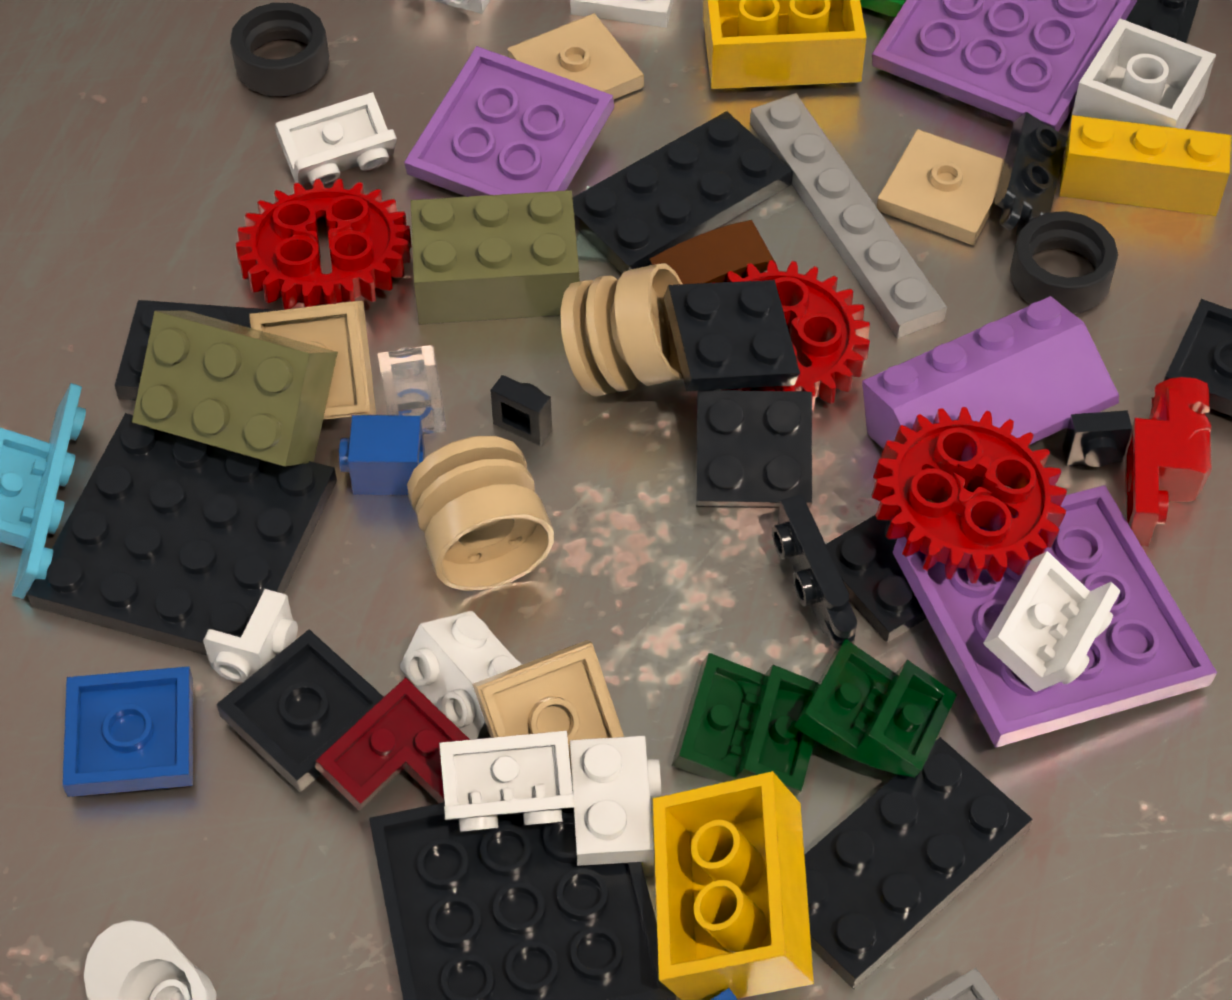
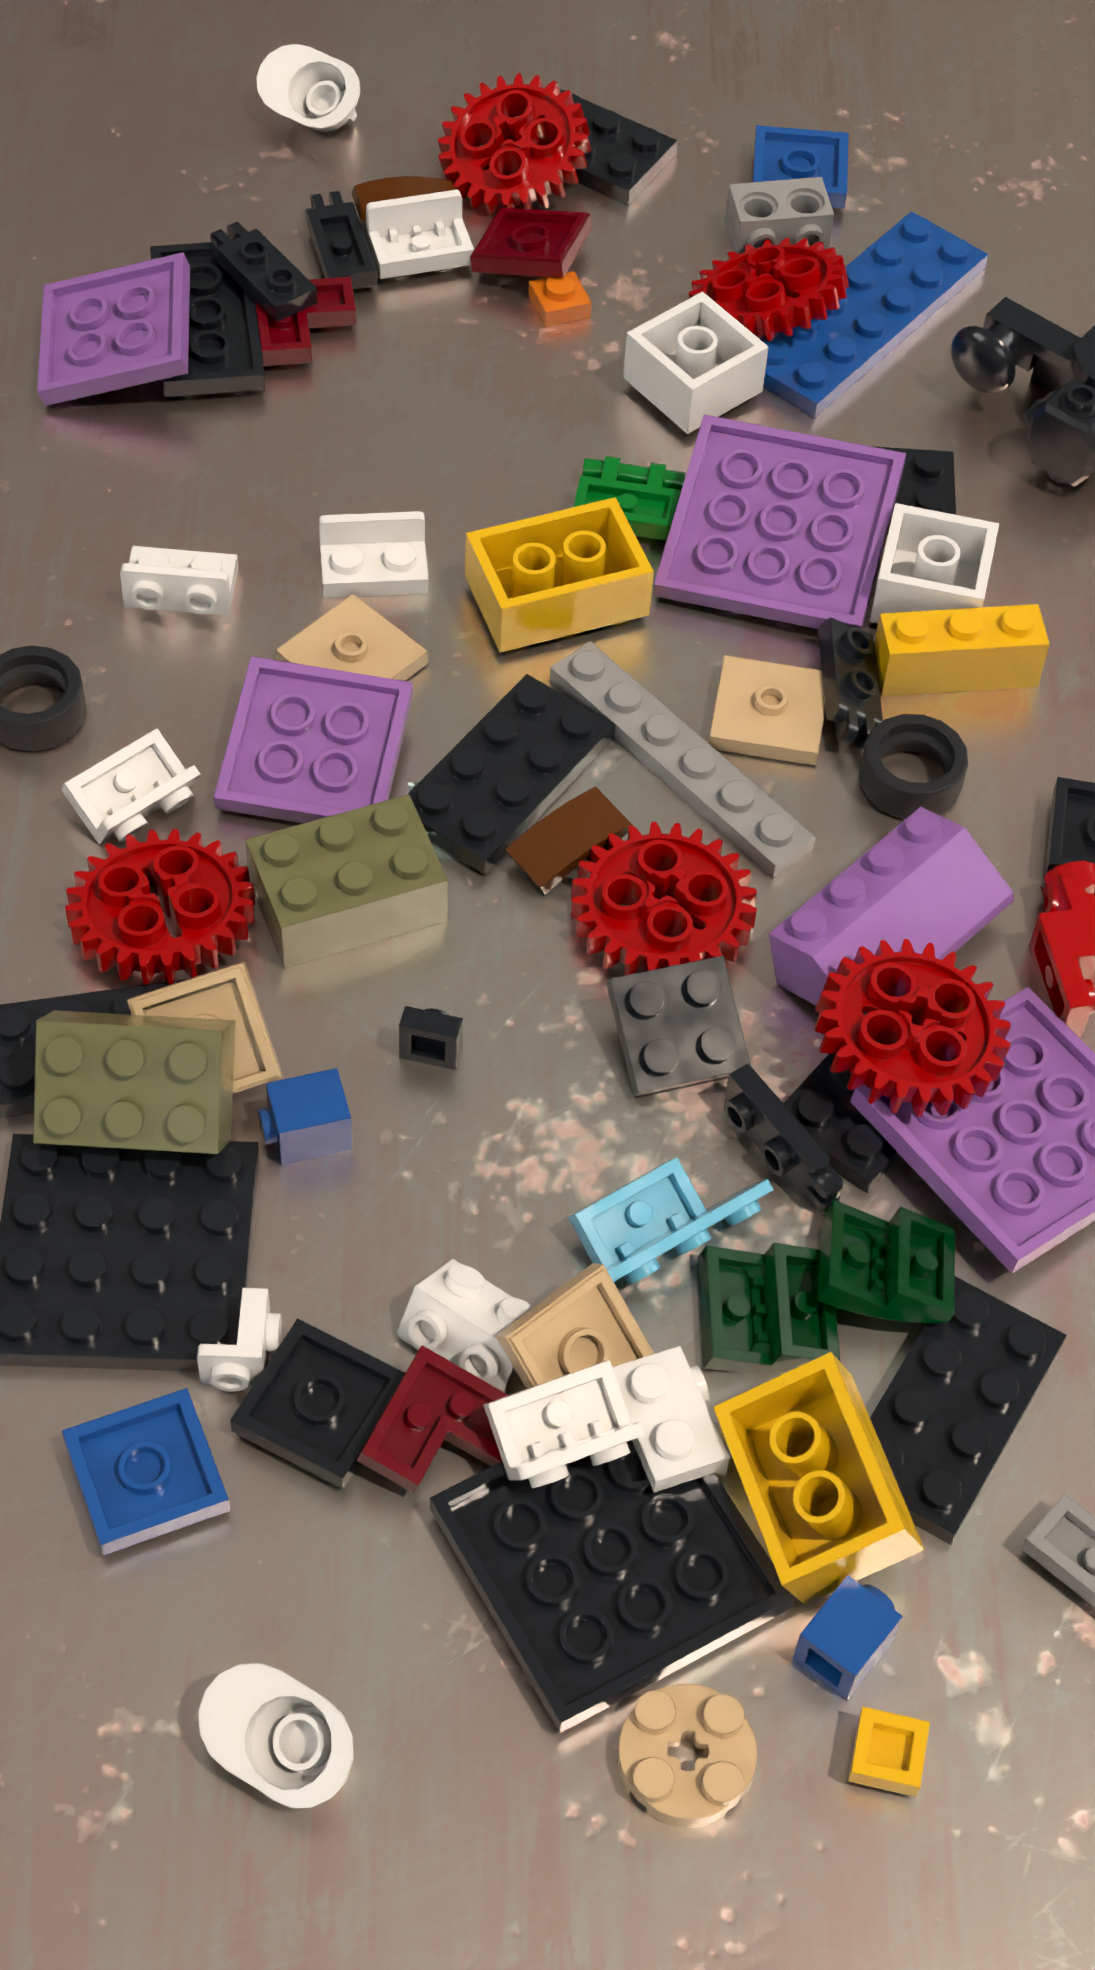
camera: 20 degrees left, 0 degrees up
(413, 386) = (310, 1037): clear brick -> none
(480, 513) = (435, 1157): tan wheel -> none
(620, 330) = (514, 935): tan wheel -> none
(668, 614) = (654, 1216): none -> medium azure bracket
(731, 335) = (626, 915): black plate -> none
(1050, 624) = (1033, 1139): white bracket -> none
(1097, 438) = (1004, 941): black plate -> none

